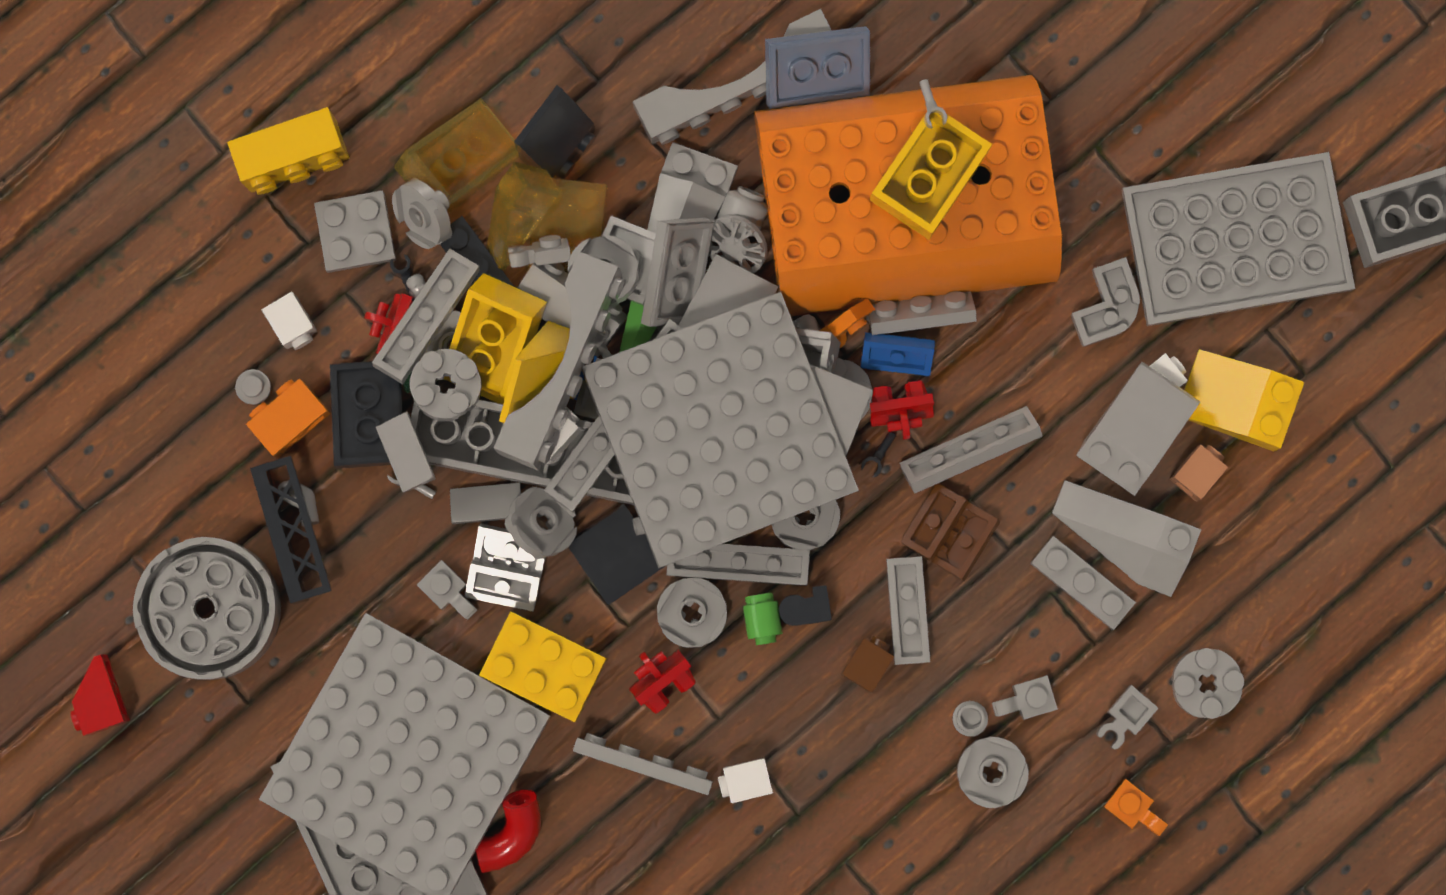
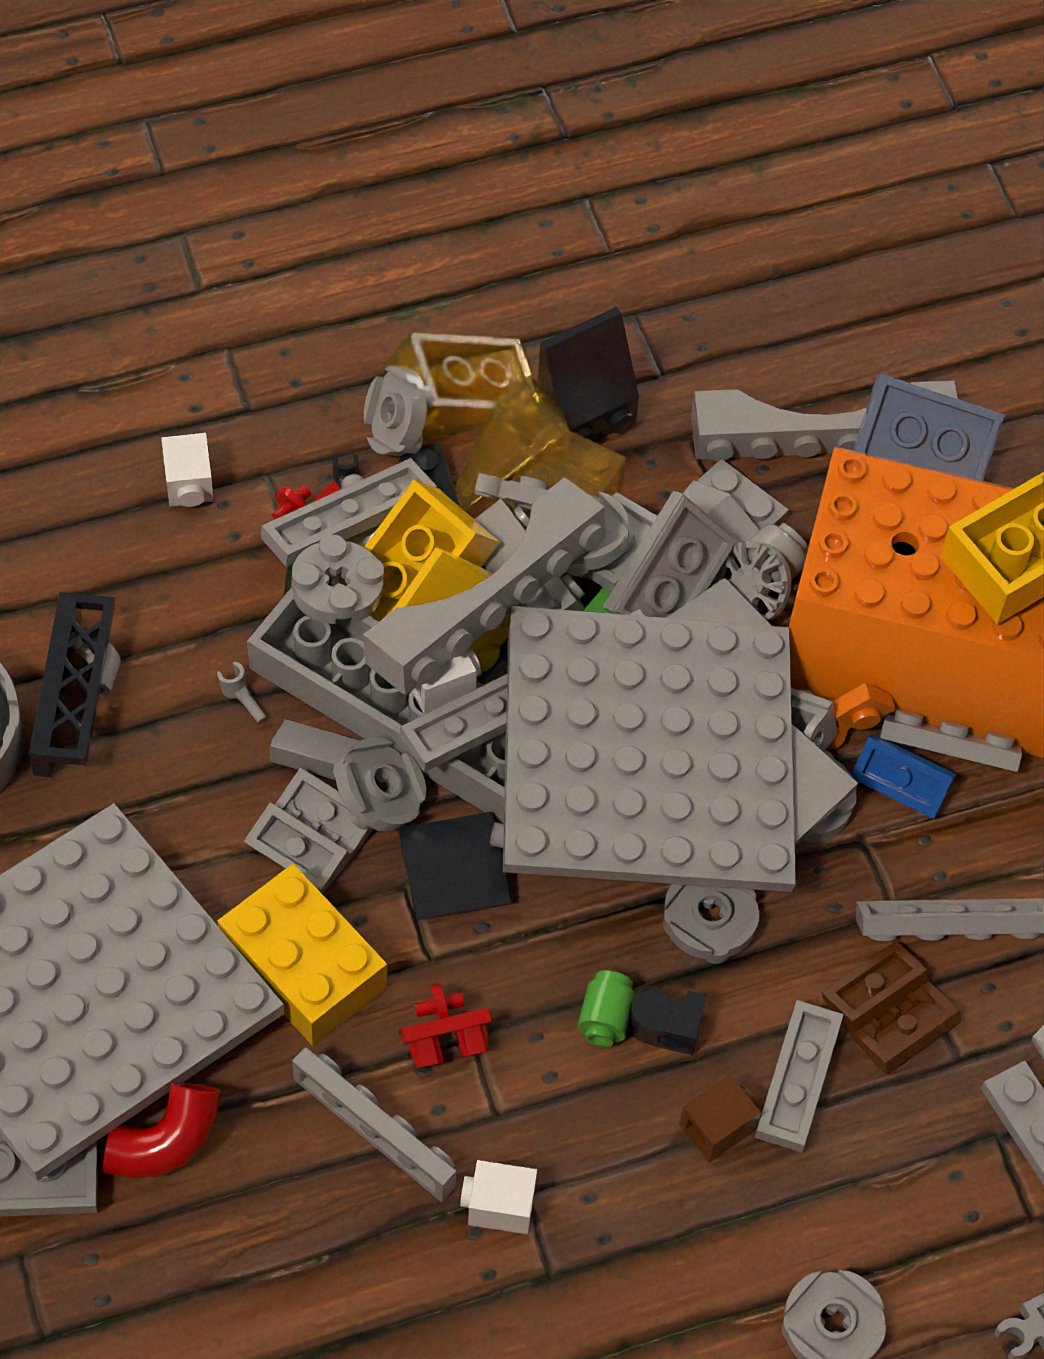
camera: 20 degrees right, 25 degrees down
(253, 387) = (109, 524): light grey plate -> none
(287, 417) = (133, 565): orange brick -> none
(288, 151) = (275, 296): yellow brick -> none
(355, 231) = (308, 416): light grey plate -> none
(360, 403) = (225, 599): black tile -> none
(405, 452) = (253, 632): light grey slope -> none
(445, 588) = (225, 825): light grey plate -> none
(687, 592) = (515, 995): light grey plate -> none
(746, 564) = (604, 934): light grey plate -> none
(880, 453) = (831, 885): black hand -> none
(901, 412) = (884, 838): red hips -> none
(970, 718) = (829, 1242): light grey plate -> none
(1030, 698) = (921, 1249): light grey plate -> none

